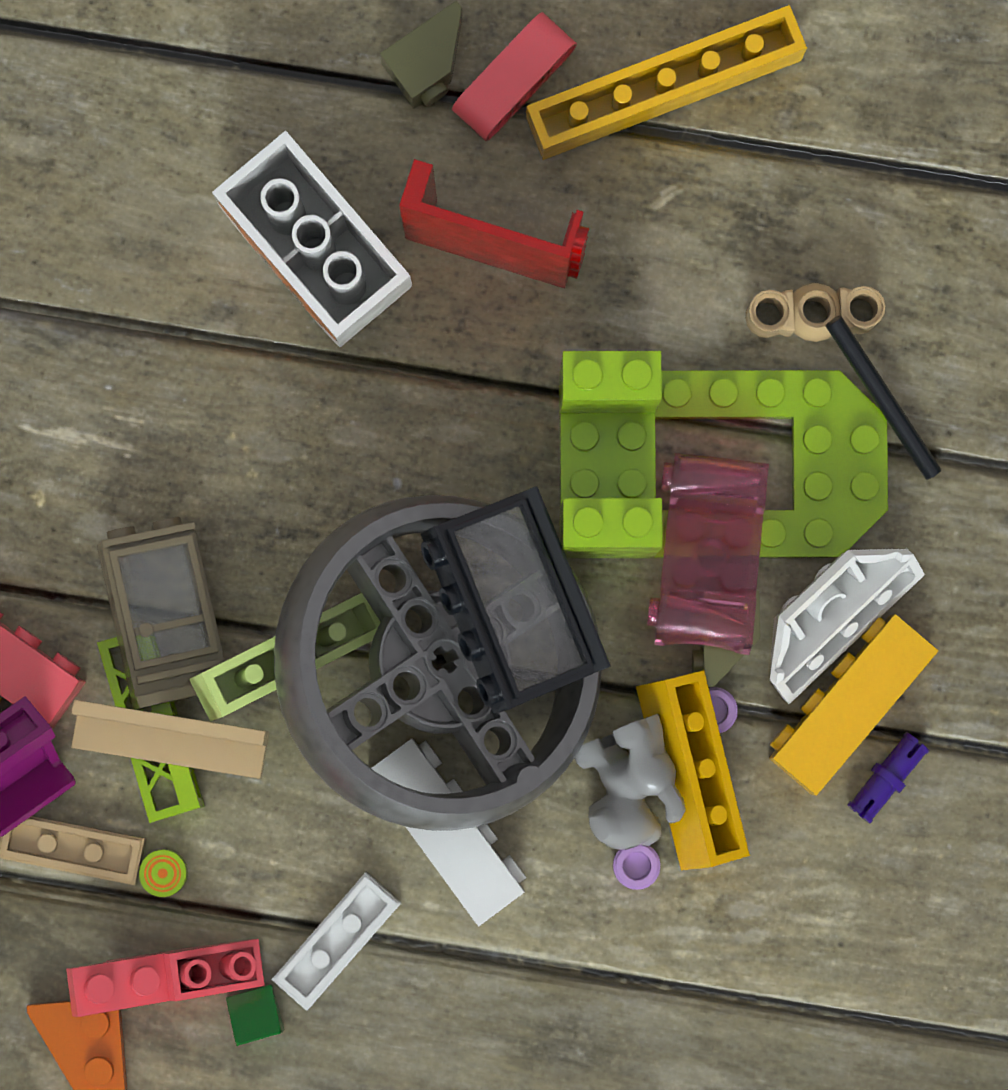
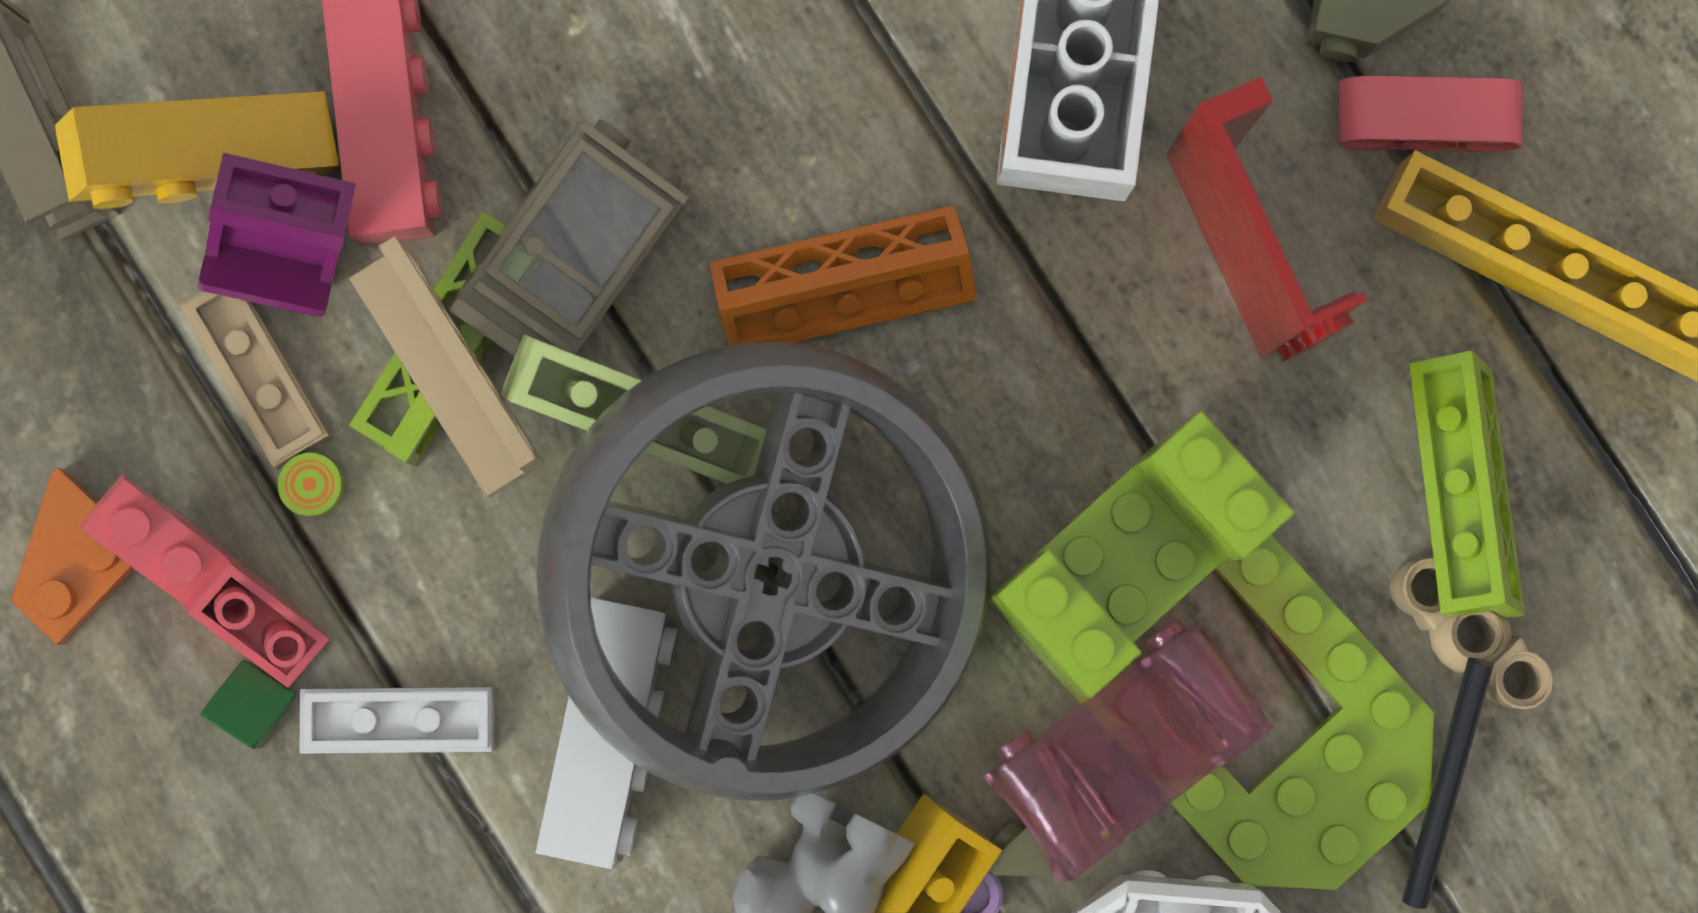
camera: 50 degrees right, 0 degrees up
(321, 481) = (845, 289): none -> orange fence
(513, 600) = (896, 593): window -> none
(733, 242) = (1466, 486): none -> lime fence

